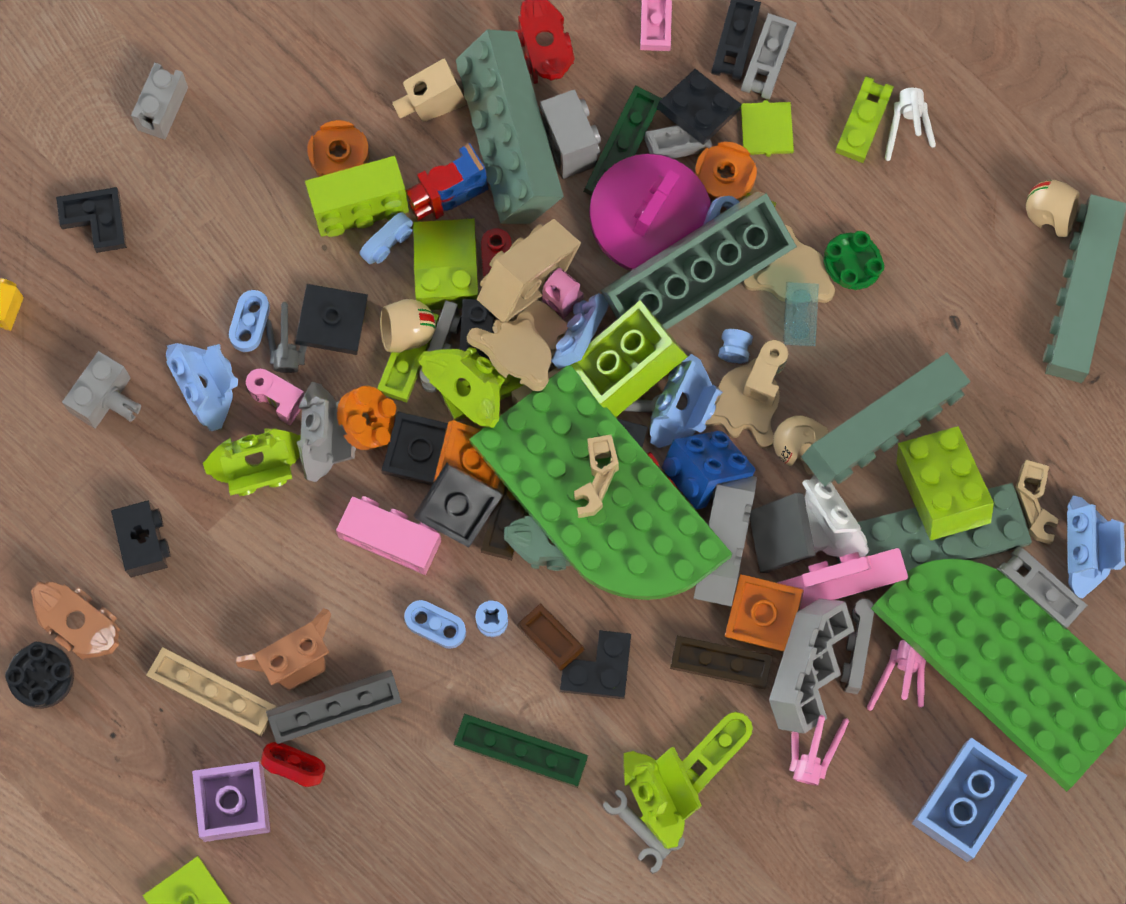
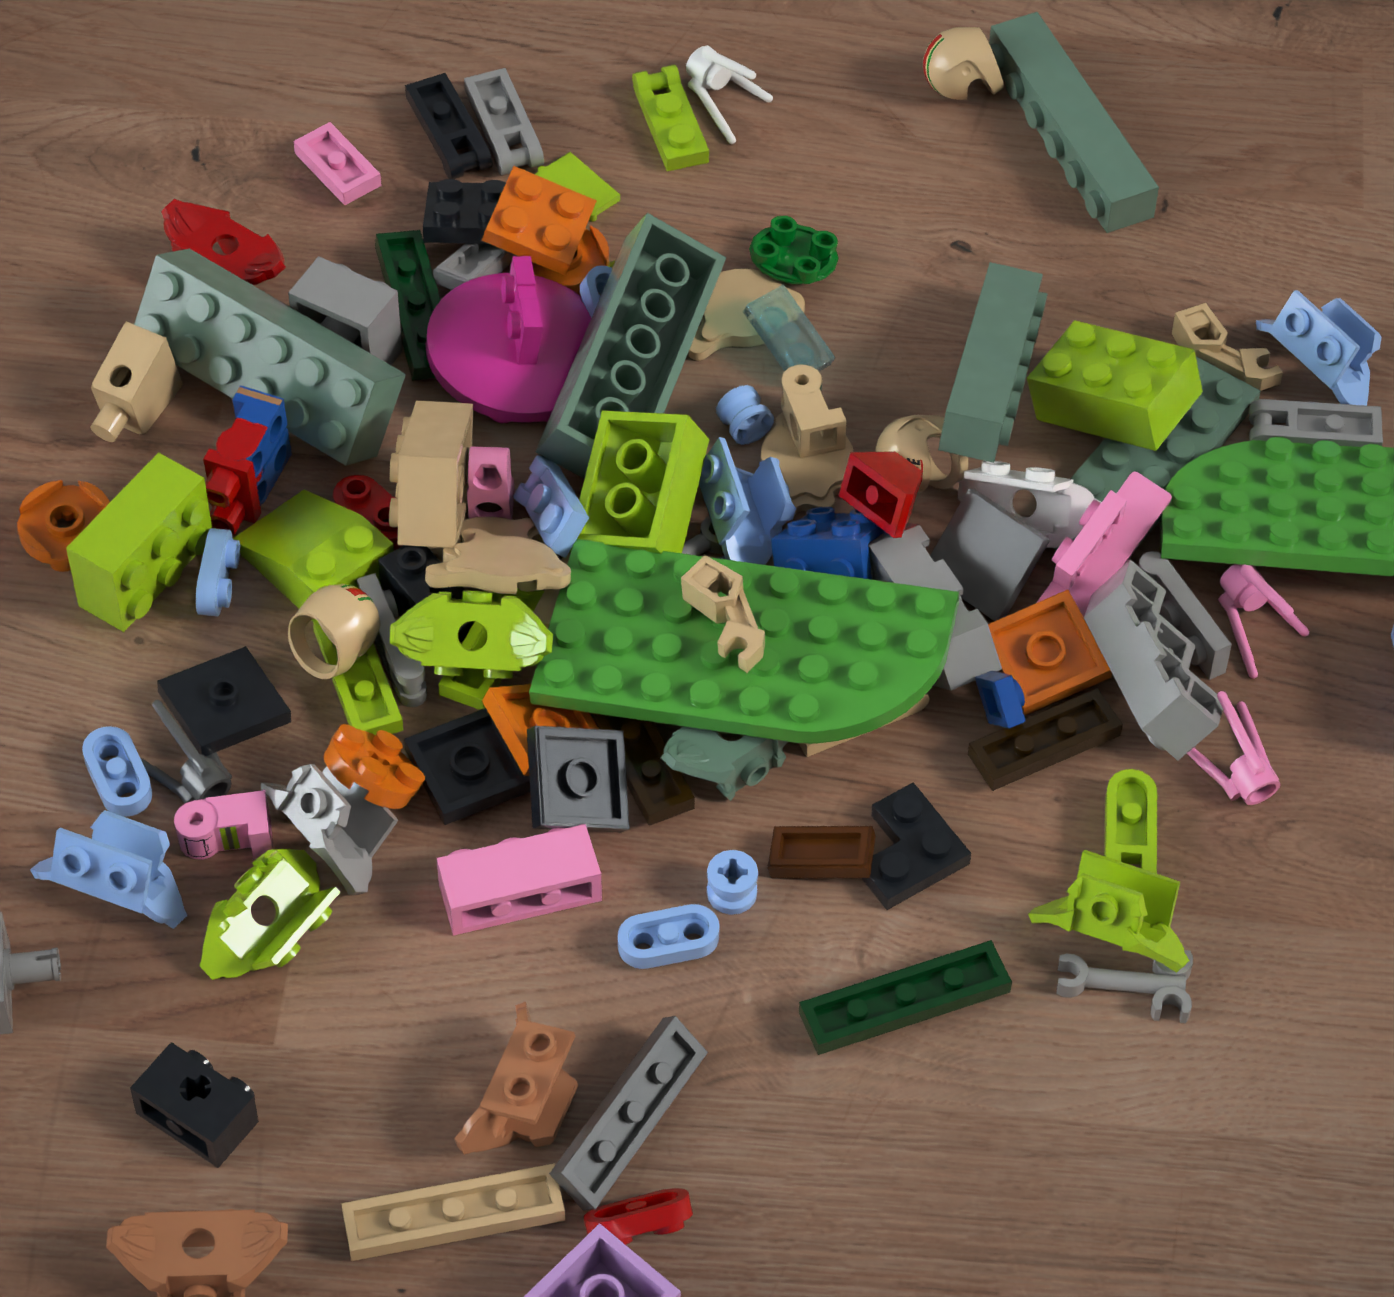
camera: 40 degrees left, 20 degrees down
(715, 624) = (1001, 699): none -> blue plate
(723, 143) = (539, 220): none -> orange plate
(753, 457) = (881, 488): none -> red slope

